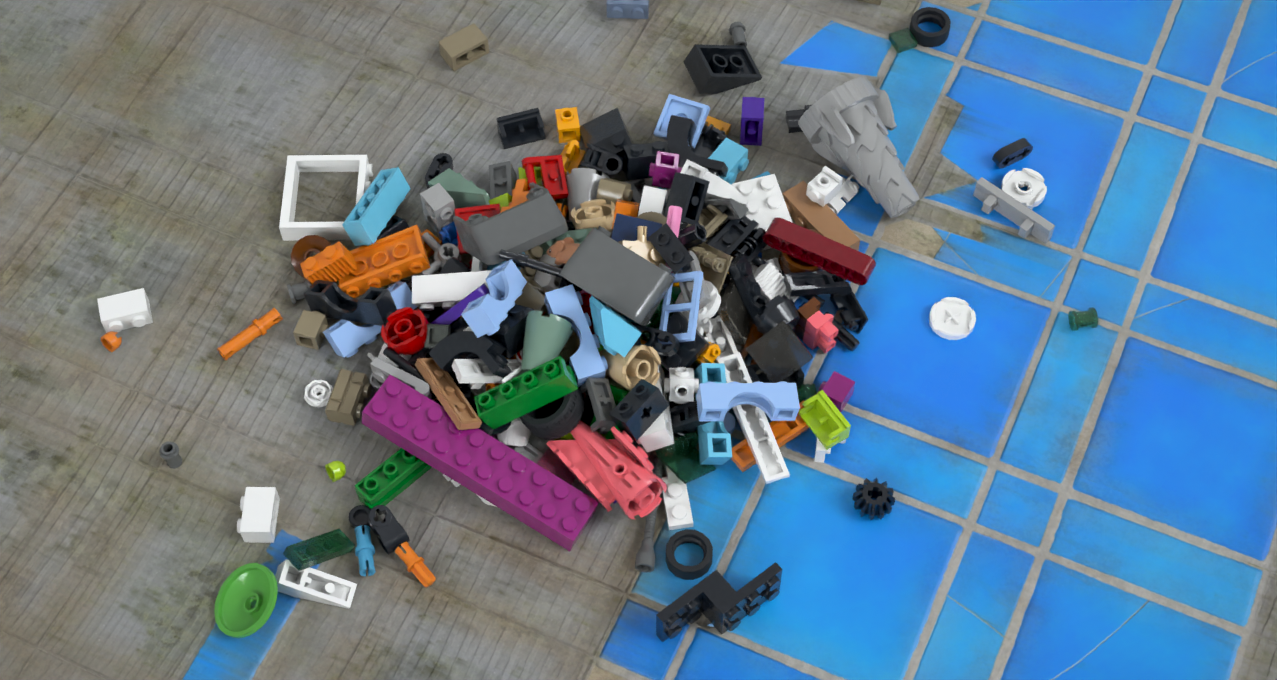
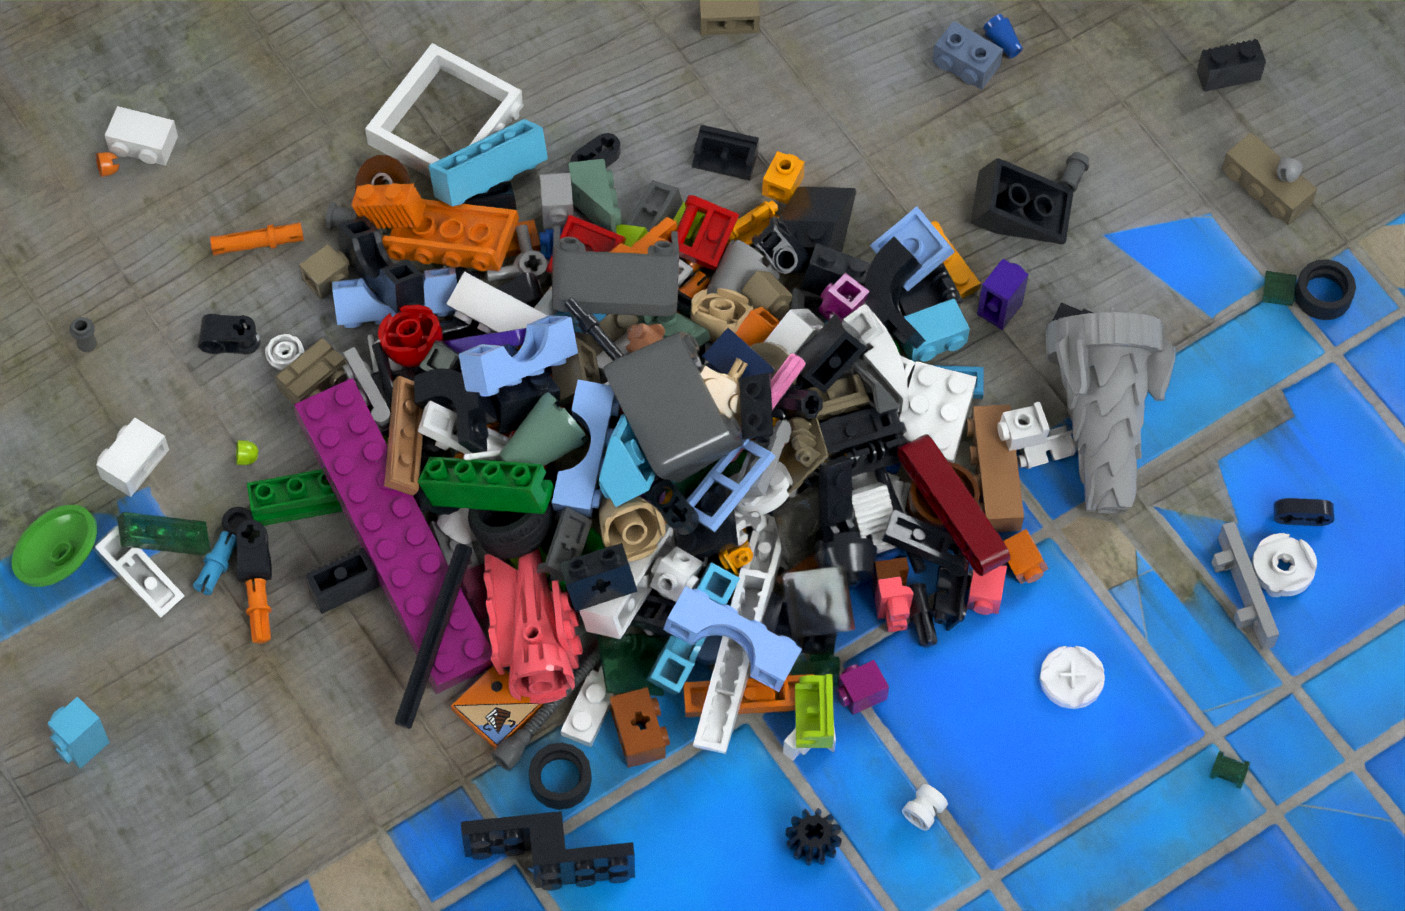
camera: 30 degrees right, 5 degrees up
(271, 403) = (226, 333): none -> black piece
(461, 512) = (342, 580): none -> black brick
(553, 509) = (433, 636): none -> black axle
(615, 536) = (492, 709): none -> tile
(717, 495) = (637, 744): none -> dark orange brick
(868, 295) = (987, 591): none -> coral brick
(883, 263) = (1025, 557): none -> orange brick
(926, 442) = (925, 807): none -> white wheel

